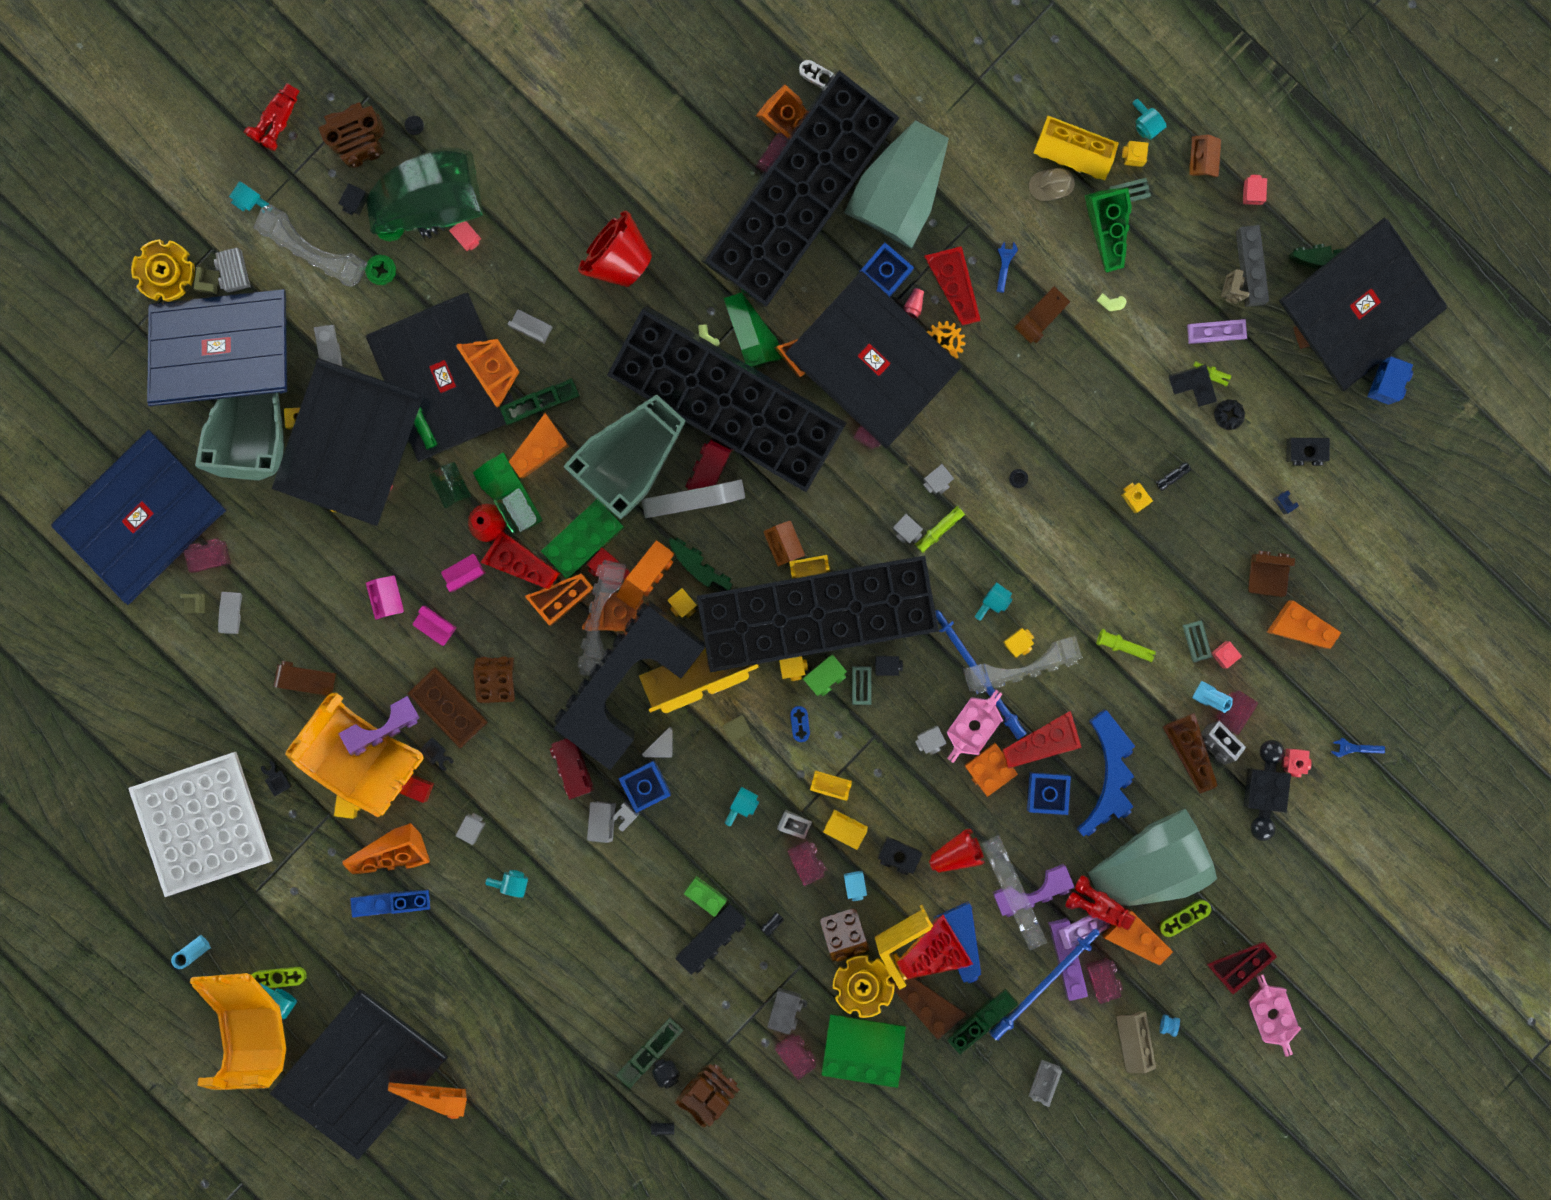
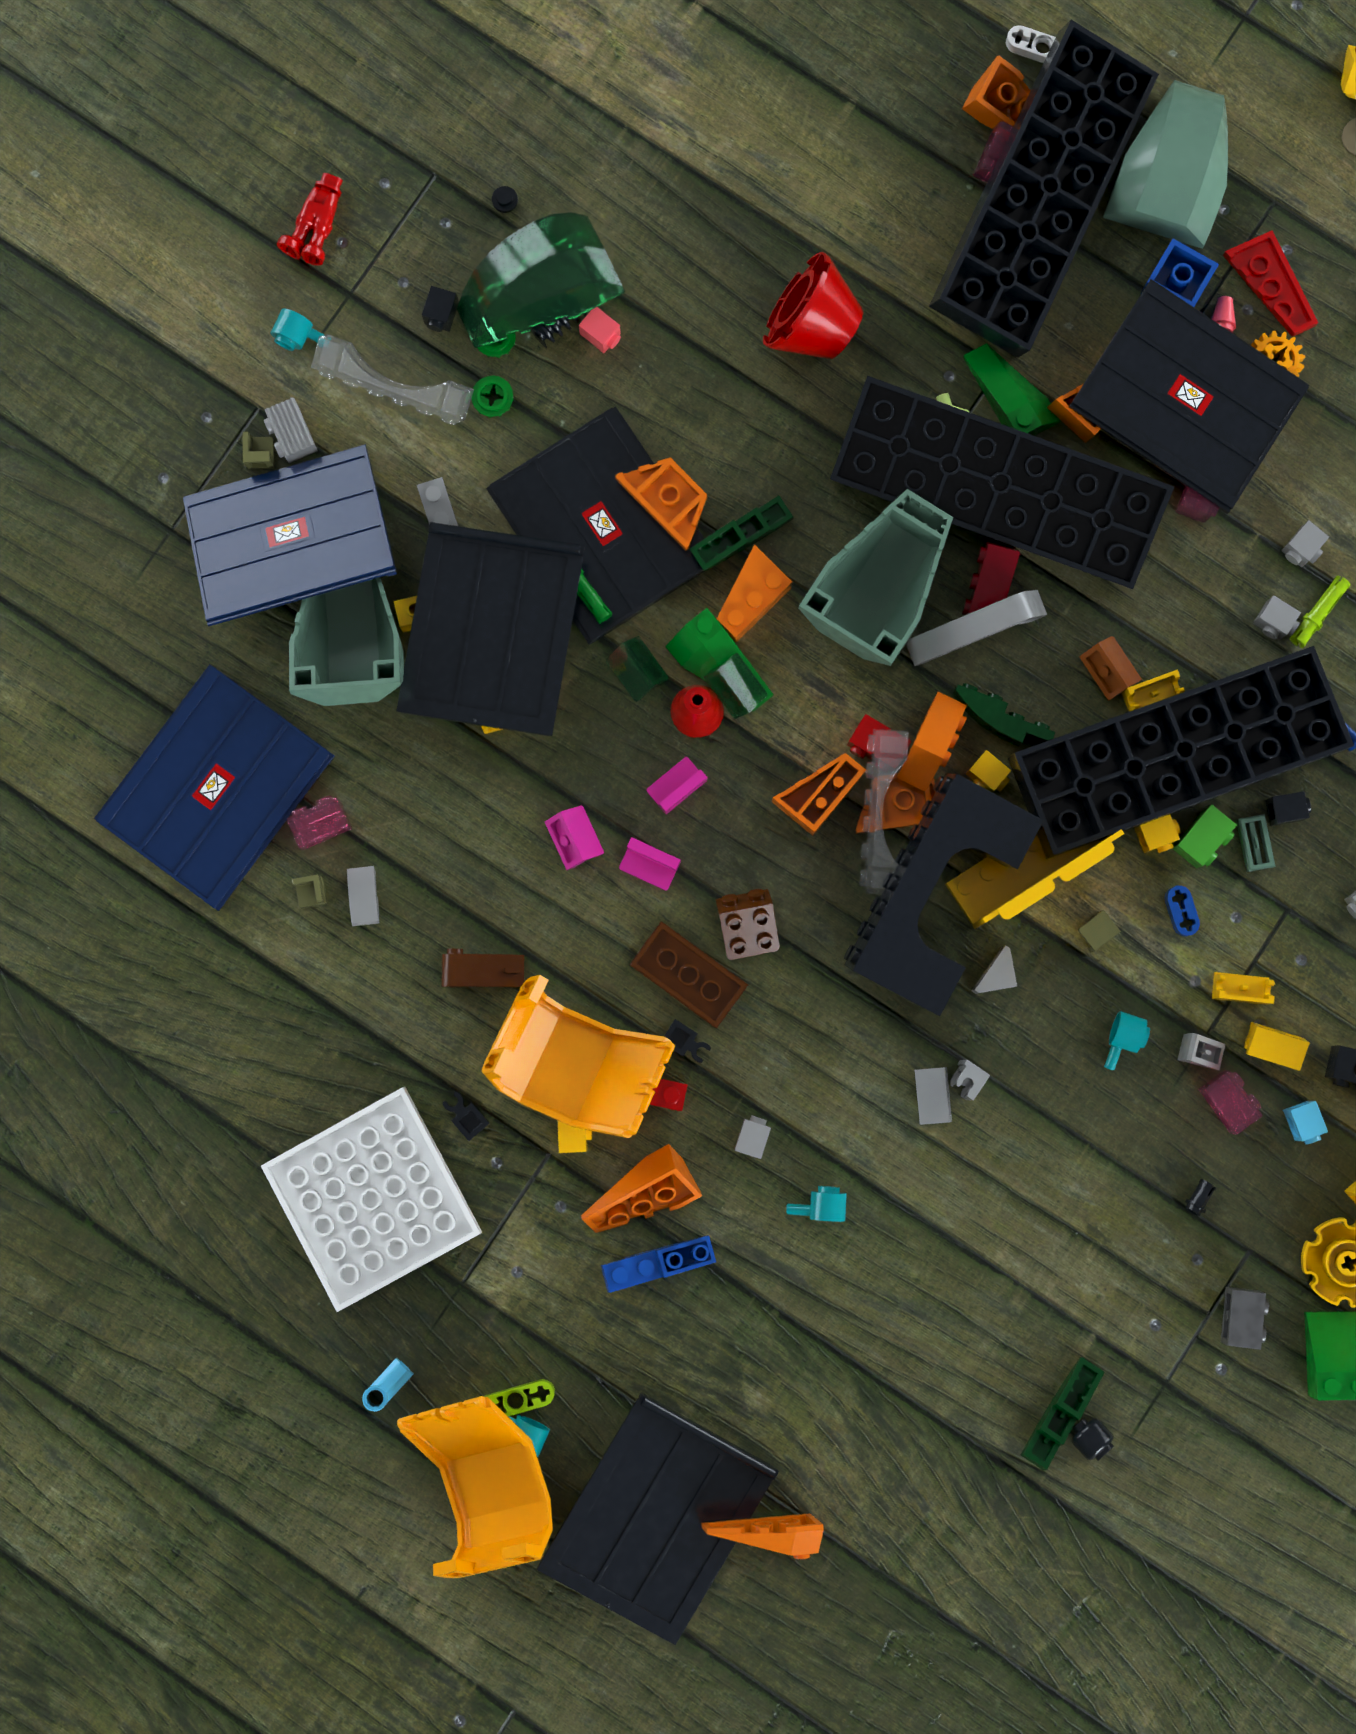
camera: 15 degrees left, 5 degrees down
(149, 266) = (175, 447): yellow piece -> none
(353, 134) = (427, 220): reddish brown piece -> none
(358, 739) = (574, 1037): medium lavender arch -> none
(515, 559) = (752, 753): red wing -> none
(530, 326) = (709, 437): light grey panel -> none
(571, 768) = (879, 1026): dark red wedge -> none
(582, 539) = (835, 708): green brick -> none
(645, 786) = (987, 1033): blue brick -> none
(662, 1128) = (1102, 1519): black pin -> none
(705, 896) = (1100, 1174): bright green brick -> none
(707, 1095) = (1162, 1459): reddish brown piece -> none
(710, 938) = (1119, 1233): black brick -> none
(795, 1055) = (1270, 1380): clear pink brick -> none
(844, 935) = (1305, 1195): bracket -> none
(1006, 256) = (1332, 236): blue piece -> none

